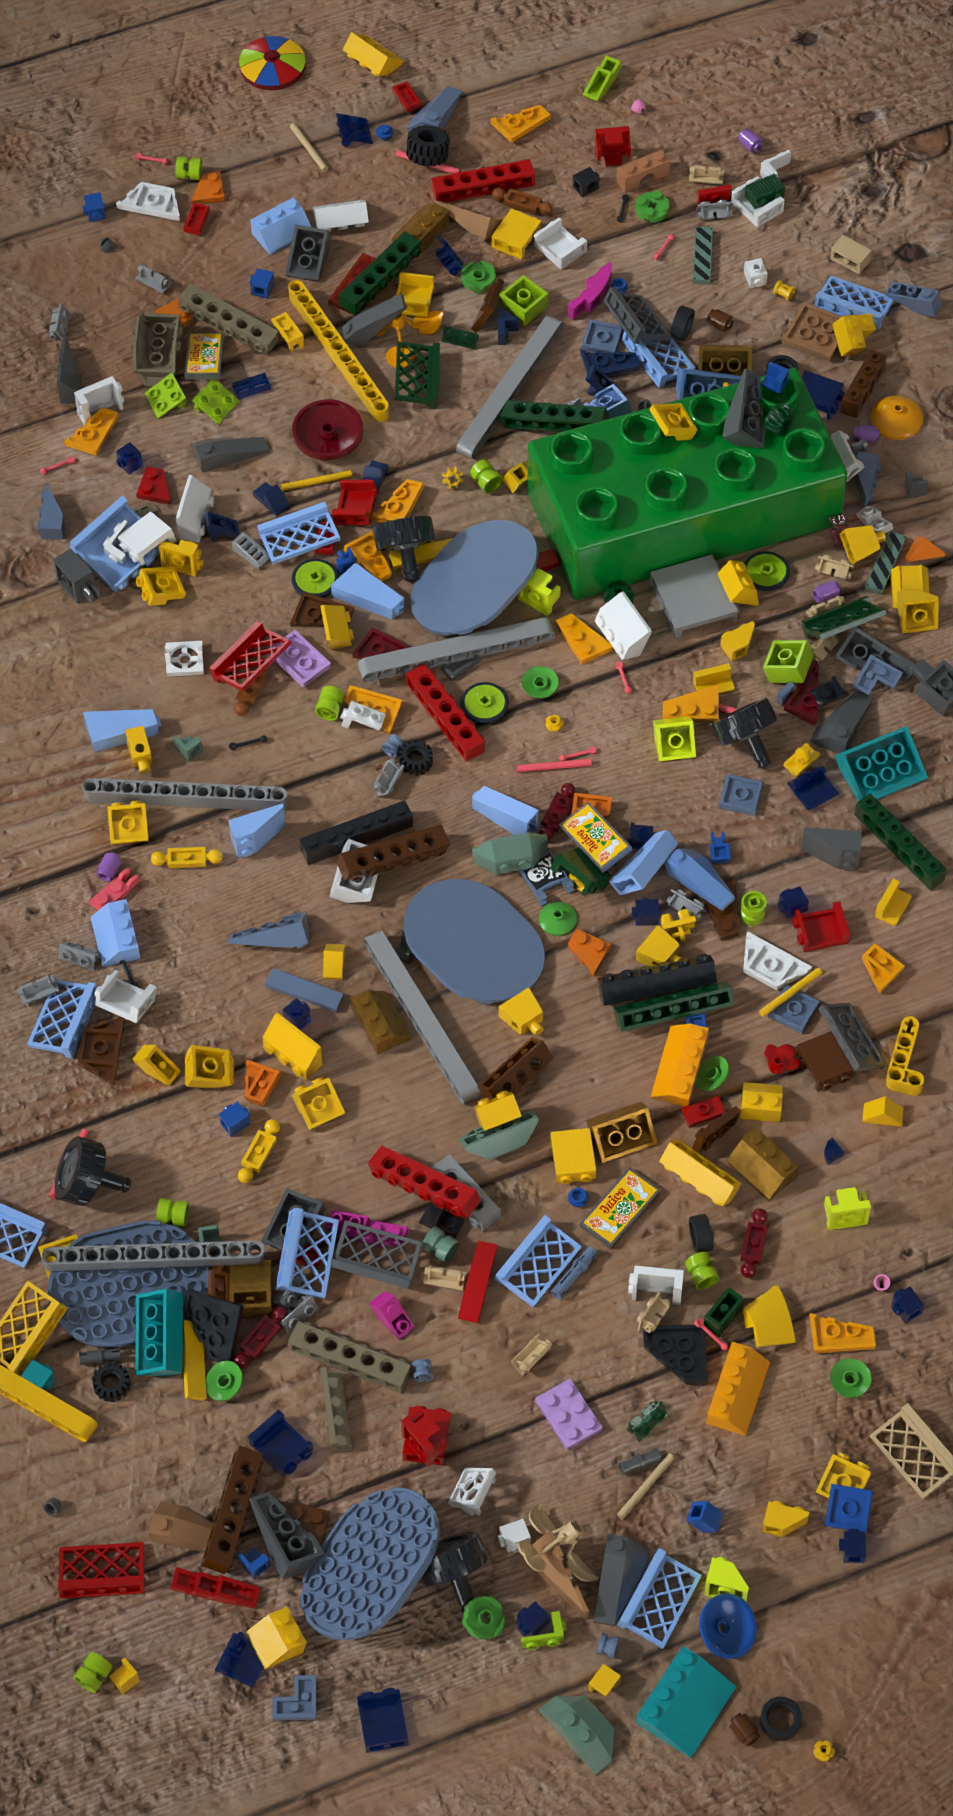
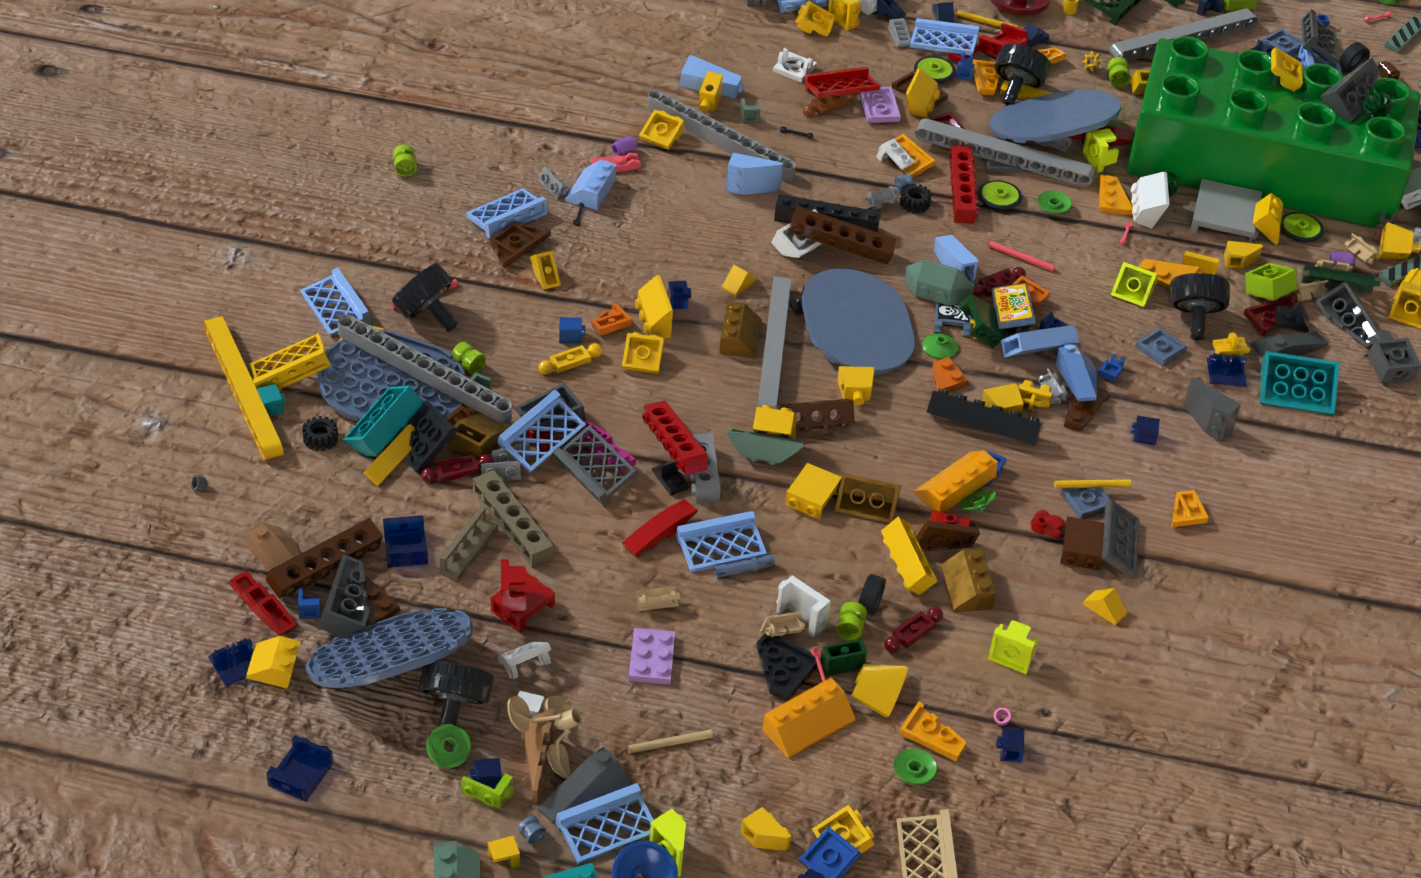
camera: 30 degrees right, 15 degrees down
(40, 989) = (511, 184): light grey hinge -> none
(93, 1671) = (122, 594): lime wheel -> none
(99, 1356) = (323, 411): dark grey pin -> none
(119, 1585) = (185, 551): red fence -> none
(124, 998) = (559, 221): white panel -> none
(125, 1677) = (137, 620): yellow panel -> none
(186, 857) = (686, 169): yellow plate -> none
(208, 1067) = (583, 290): yellow slope -> none
(217, 1379) = (402, 478): bright green dish -> none
(287, 933) = (720, 245): sand blue wedge -> none
(300, 1706) = (249, 719): sand blue plate -> none
(304, 990) = (700, 287): sand blue tile -> none
(329, 703) = (877, 136): lime wheel -> none
(367, 592) = (966, 93): light blue slope -> none
(391, 1314) = (572, 511): dark pink slope -> none
(422, 1370) = (560, 558): sand blue wheel -> none
(440, 1244) = (652, 487): sand green wheel -> none
(444, 1277) = (635, 510): tan hinge -> none
(554, 727) = (1044, 232): yellow plate -> none
(578, 1197) = (793, 520): blue plate -> none
(592, 750) = (1061, 263): coral hinge -> none
(593, 295) = (1292, 16): dark pink slope -> none
(620, 1208) = (822, 546): tile -> none
(639, 1461) = (680, 720): dark grey pin -> none
(646, 912) = (1014, 373): clear blue brick -> none
(653, 1413) = (713, 697): clear green hinge -> none
(673, 1006) = (983, 440): dark green brick -> none
(705, 1517) = (698, 787): blue brick -> none
(753, 908) = (1107, 415): lime wheel -> none
(761, 1102) = (1003, 542): yellow slope -> none
(771, 964) = (1092, 459): white wing -> none
(775, 378) = (1396, 79): blue panel -> none
(785, 693) = (1252, 300): sand blue tile -> none
(821, 928) = (1155, 460): red panel -> none
(832, 1151) = (1038, 608): clear blue tile -> none
(875, 671) = (1341, 323): sand blue plate -> none
(892, 904) = (1232, 474): yellow panel -> none
(900, 842) = (1274, 438): dark green brick -> none
(904, 1054) = (1145, 583): yellow beam -> none

